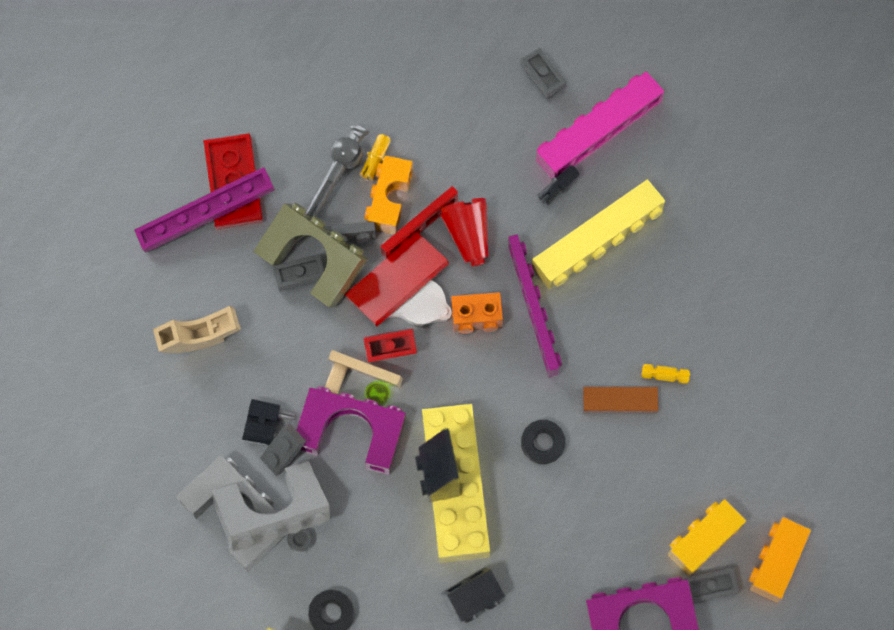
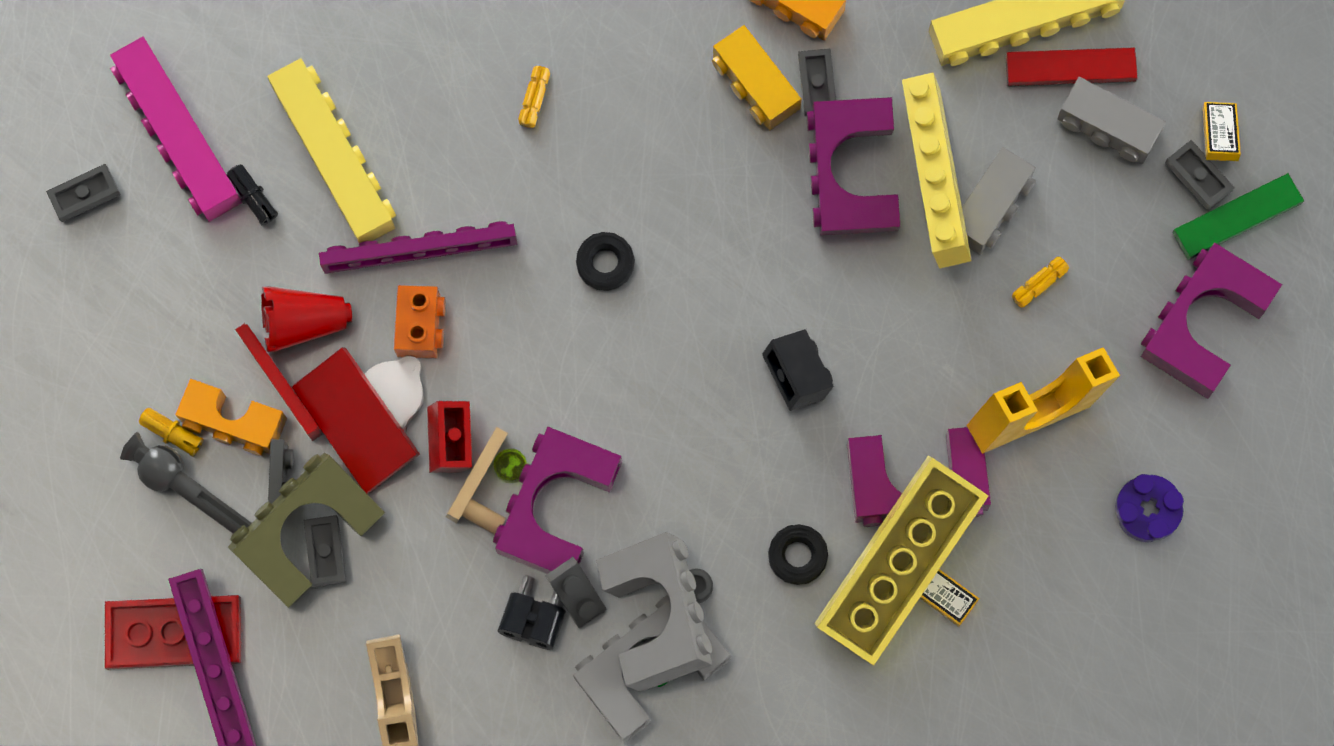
camera: 80 degrees left, 5 degrees up
(438, 467) = (639, 379): black slope -> none
(462, 519) = (648, 375): light yellow brick -> none
(620, 399) = (561, 158): dark orange tile -> none

